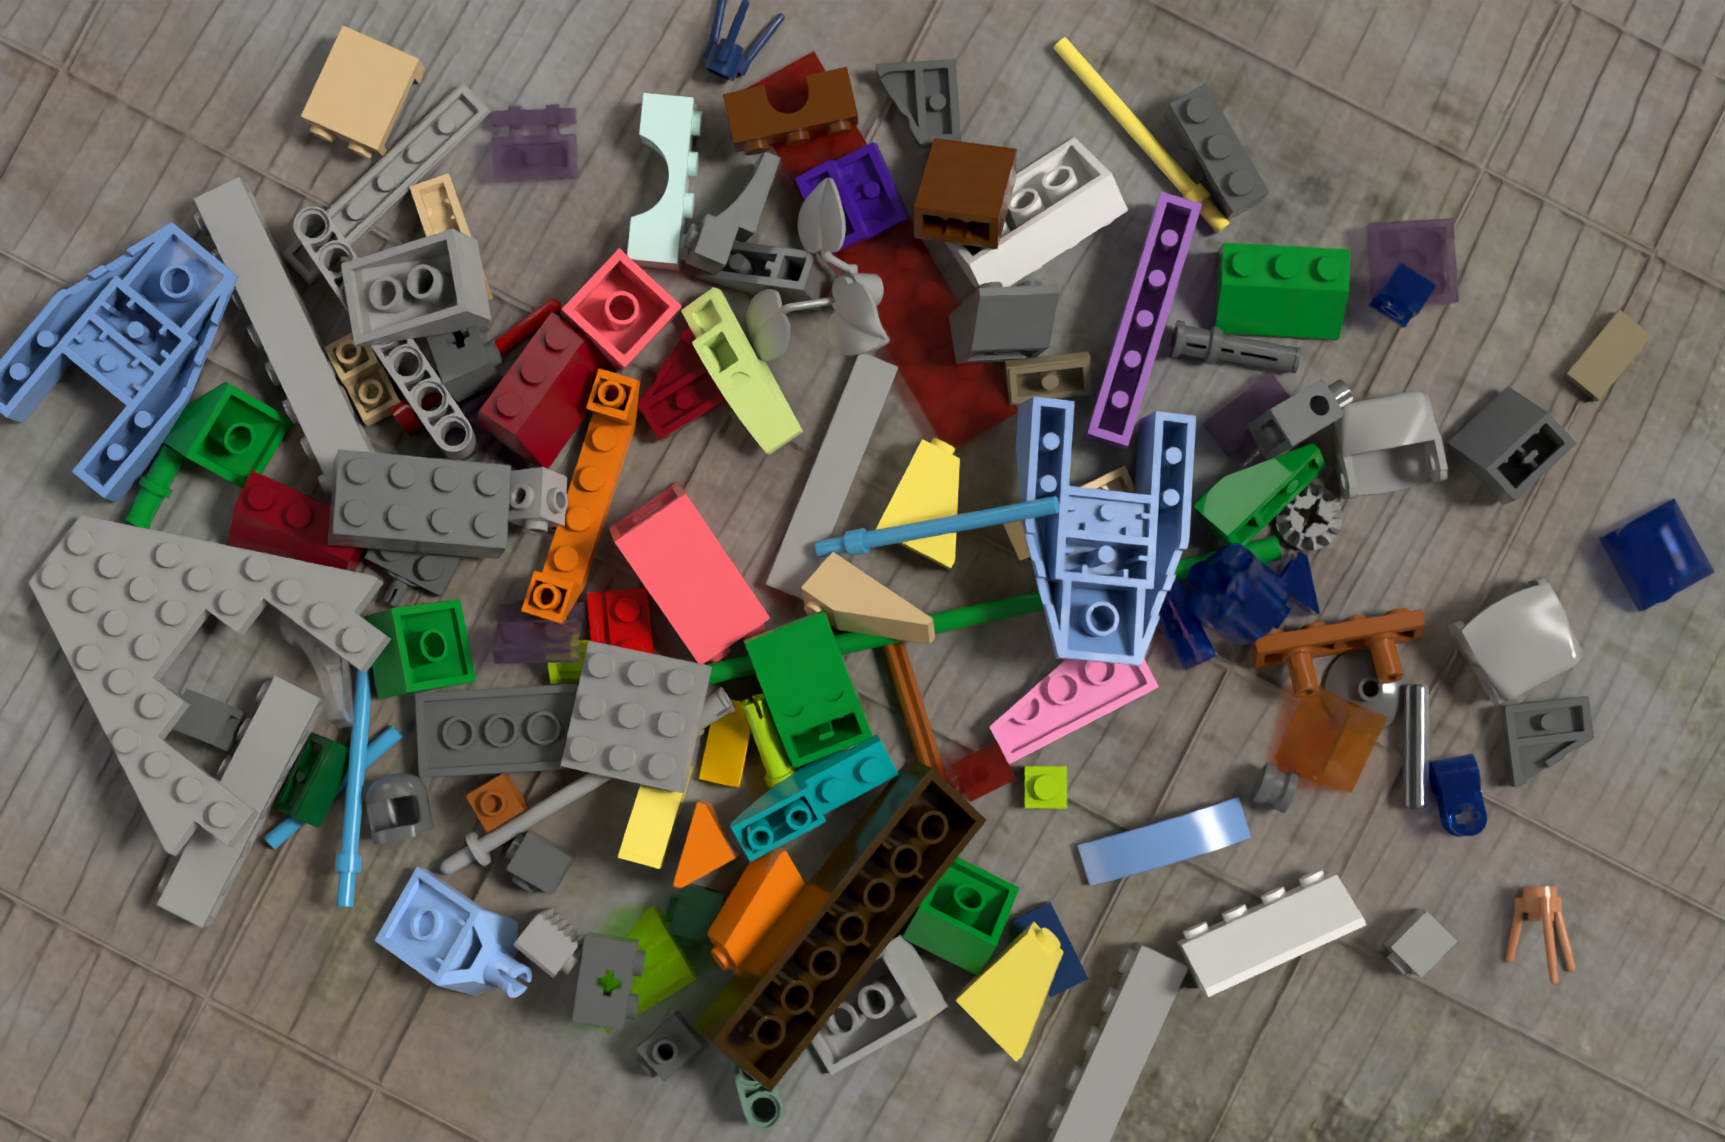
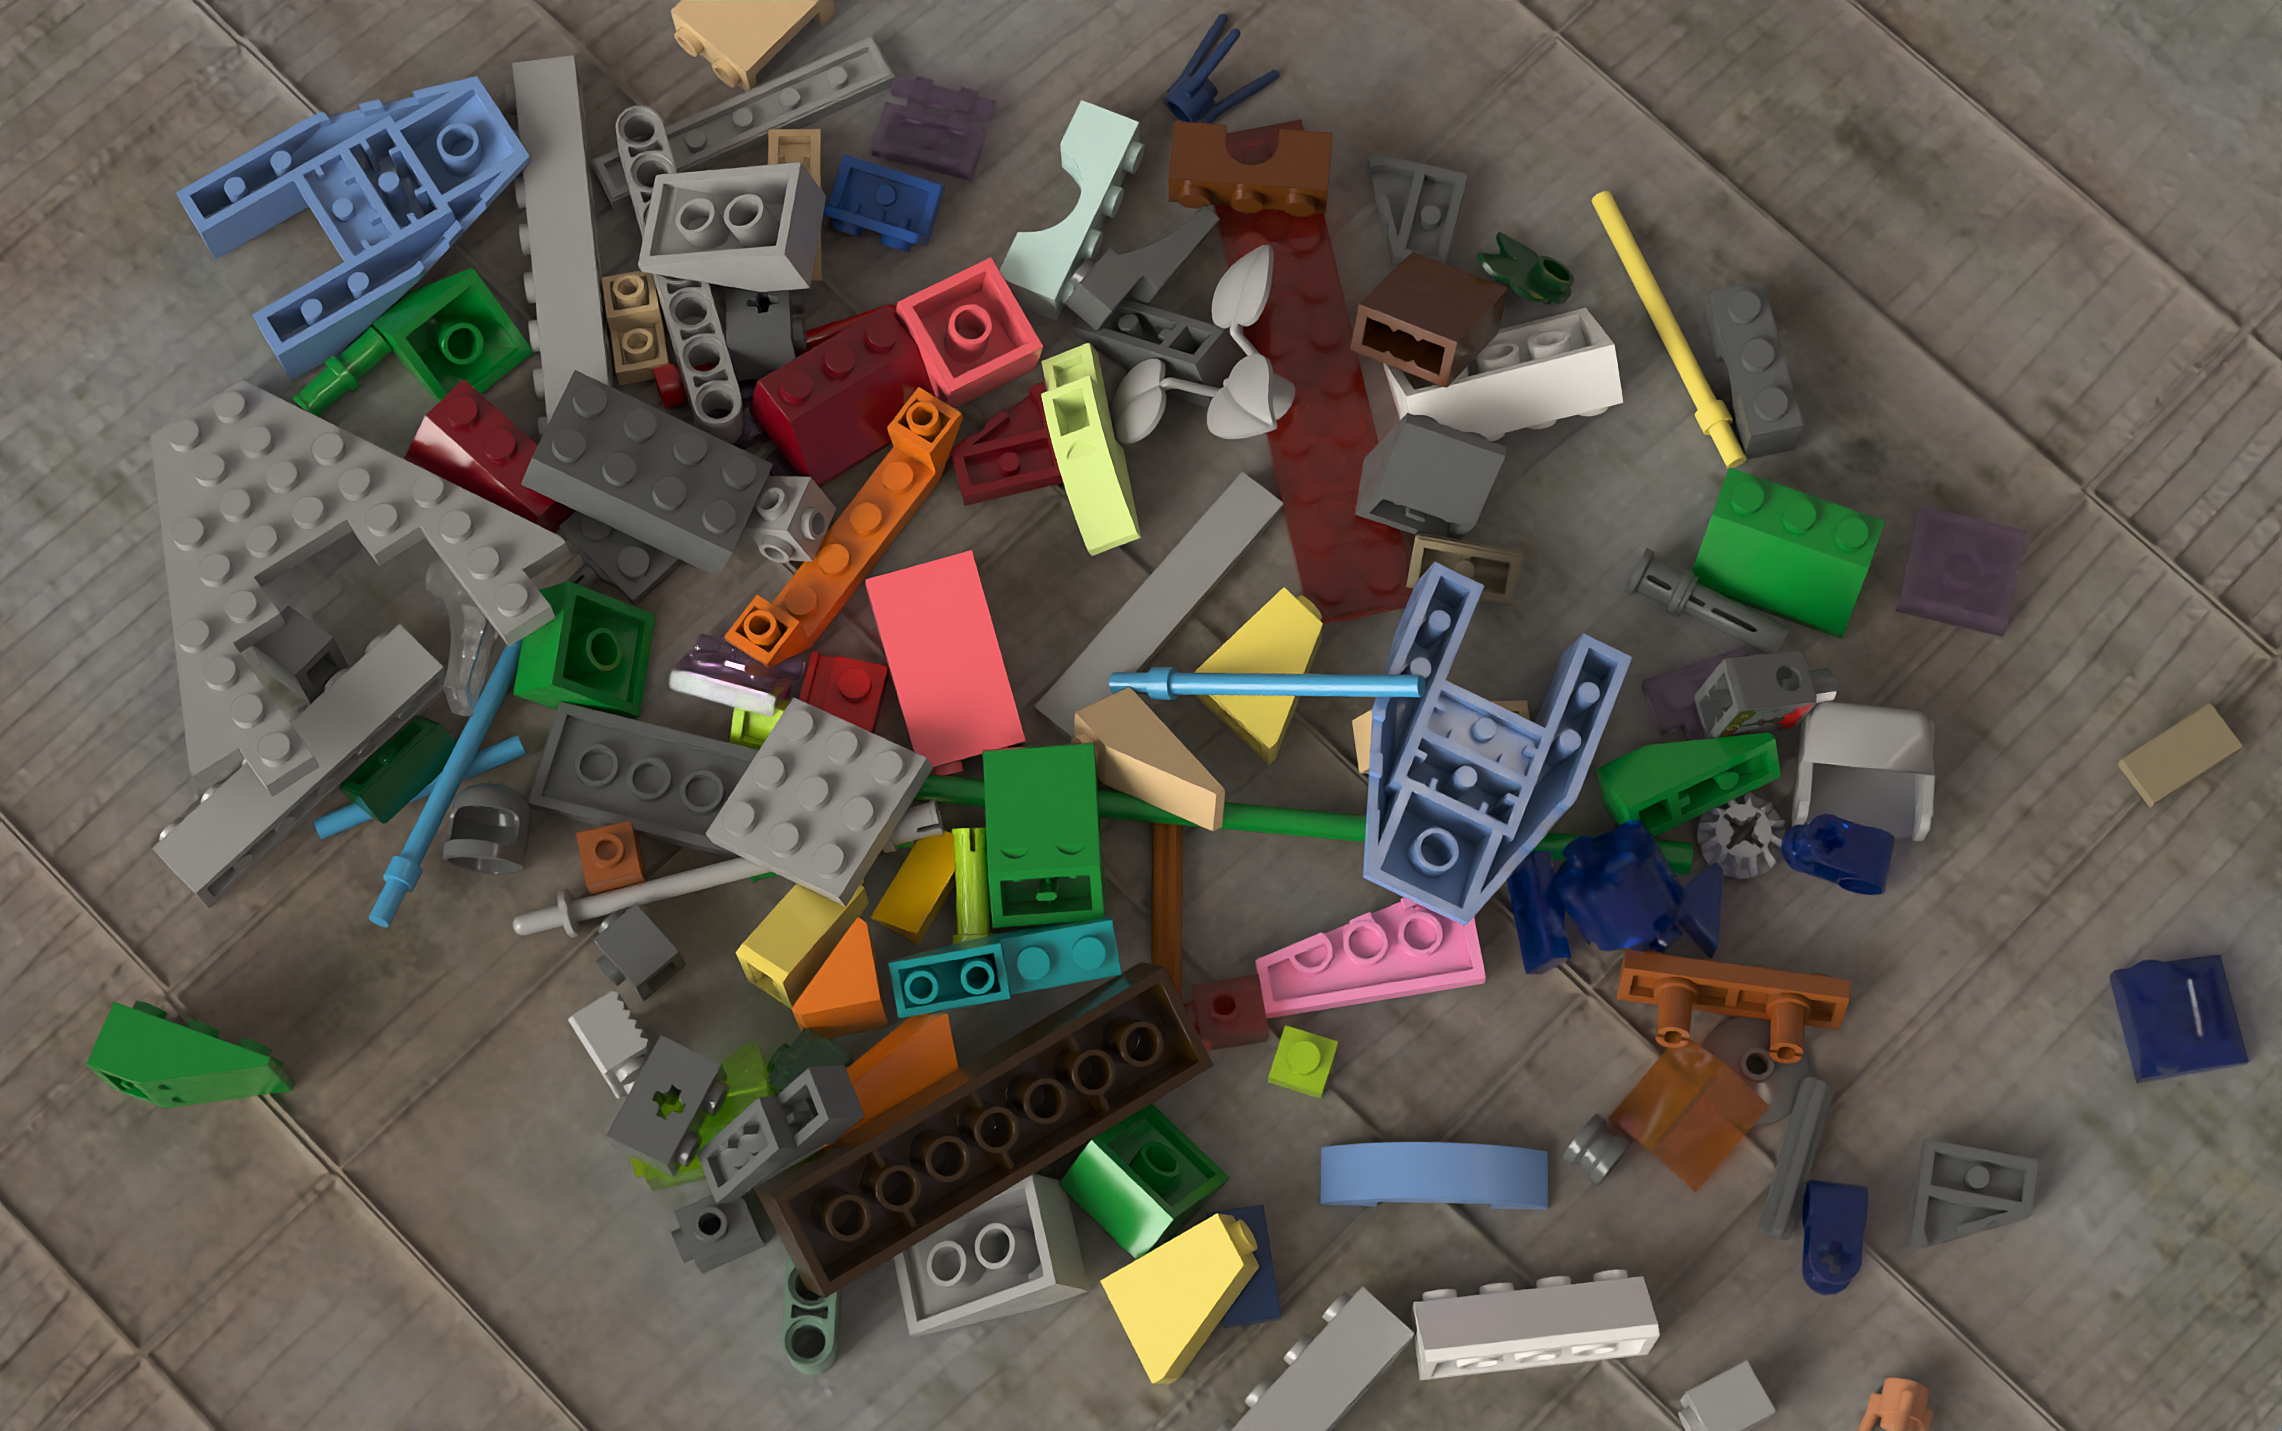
camera: 20 degrees right, 15 degrees down
(219, 1058) = (180, 1064): none -> green slope
(453, 939) = (498, 1009): light blue plate -> none
(519, 221) = (884, 202): none -> blue bracket
(697, 980) = (779, 1130): none -> dark grey slope
(865, 190) = (1306, 293): dark purple slope -> none
(1026, 127) = (1529, 275): none -> dark green plate
(1142, 321) = (1599, 535): medium lavender brick -> none
(1385, 511) = (1840, 853): none -> clear blue piece
(1402, 295) = (1935, 593): clear blue brick -> none
(1510, 445) = (2024, 821): dark grey slope -> none
(1518, 642) = (1964, 1061): light grey piece -> none

